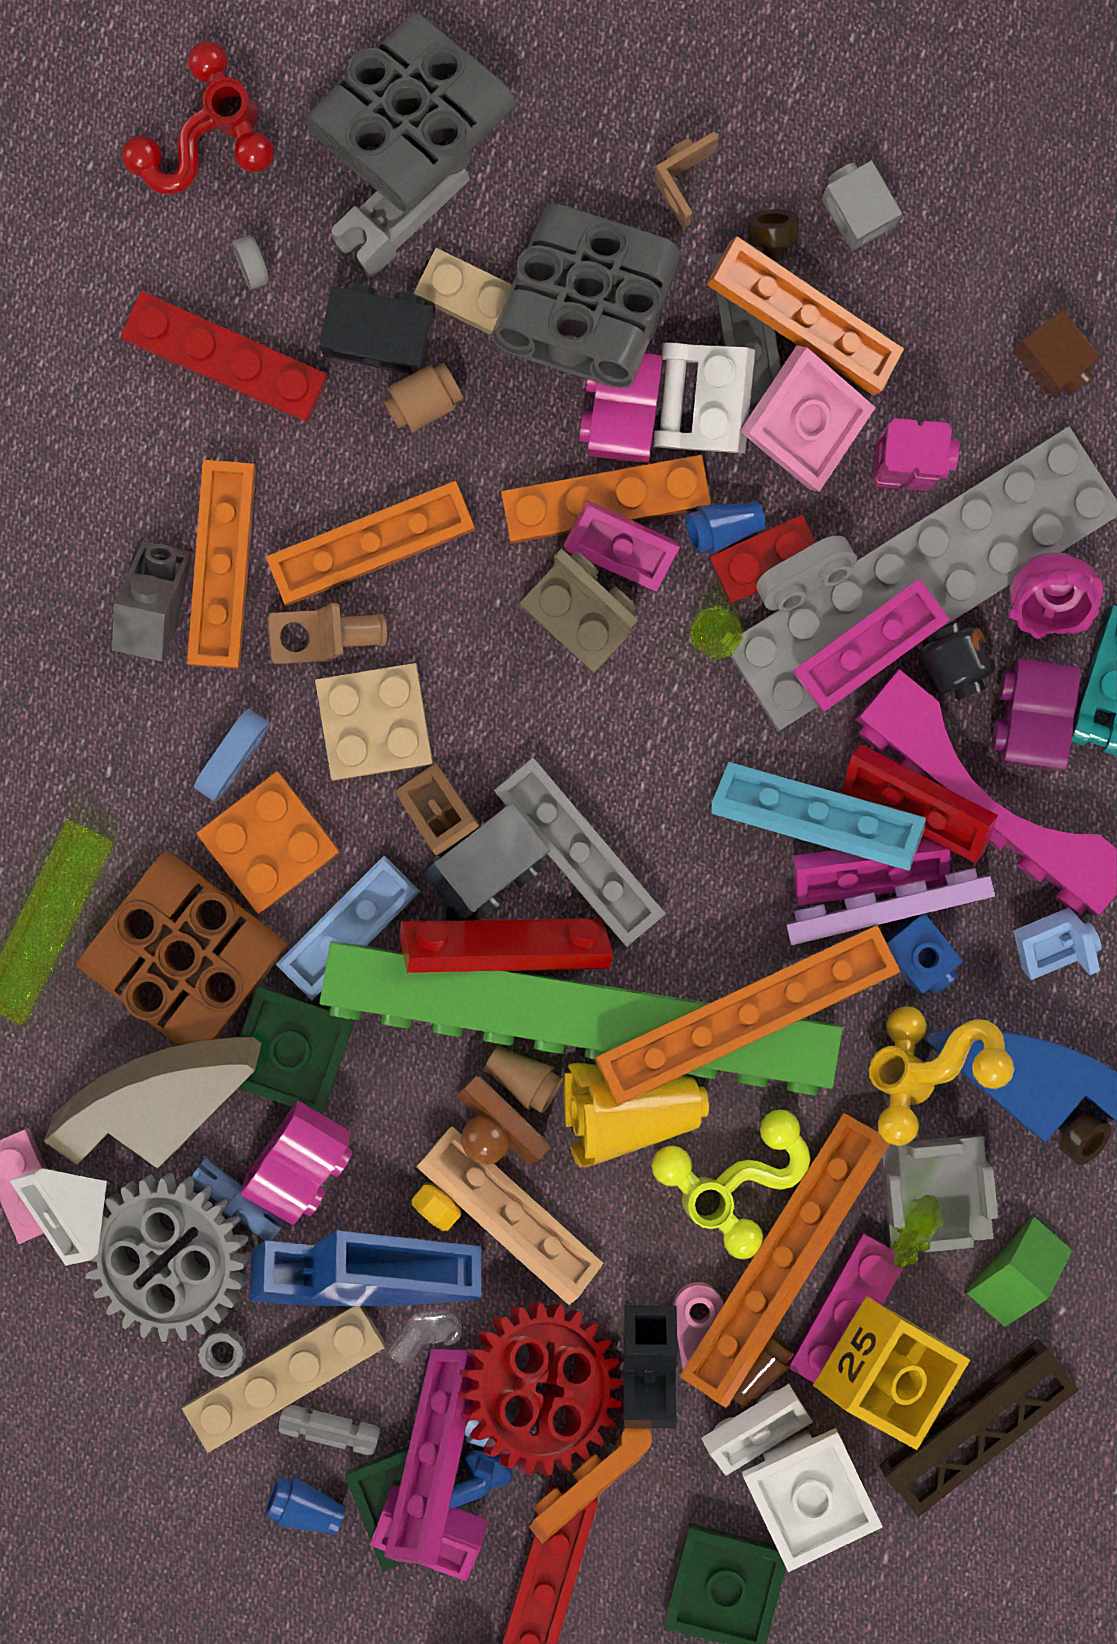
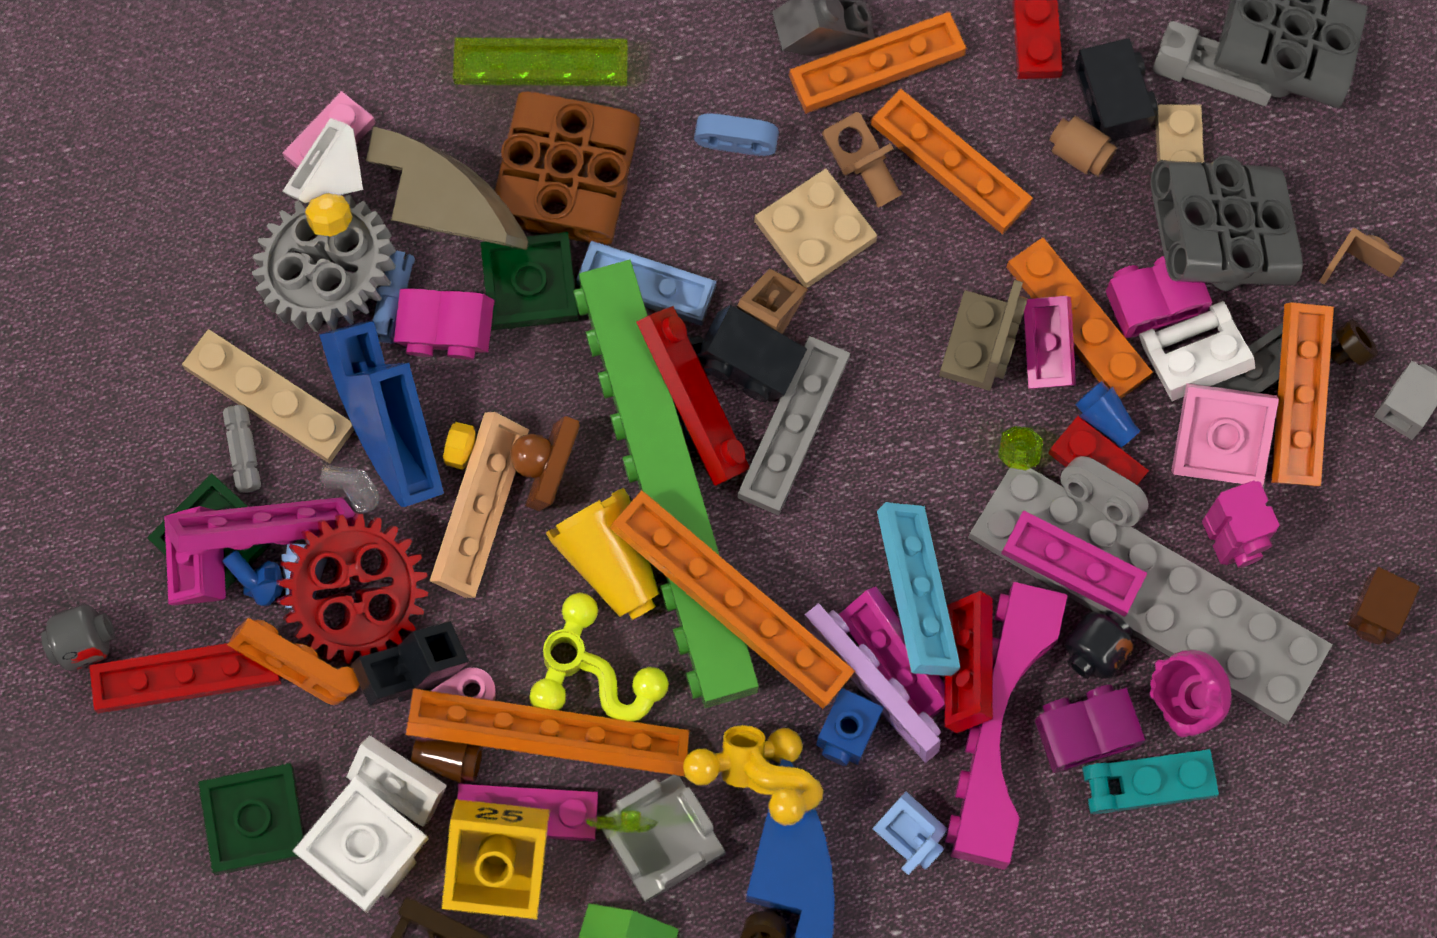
camera: 60 degrees right, 15 degrees down
(123, 1234) = (328, 214): none -> yellow tile
(209, 1362) = (262, 328): light grey axle -> none
(268, 842) = (682, 194): orange plate -> none
(303, 1507) = (170, 455): blue cone -> none
(524, 1078) = (594, 467): medium nougat cone -> none

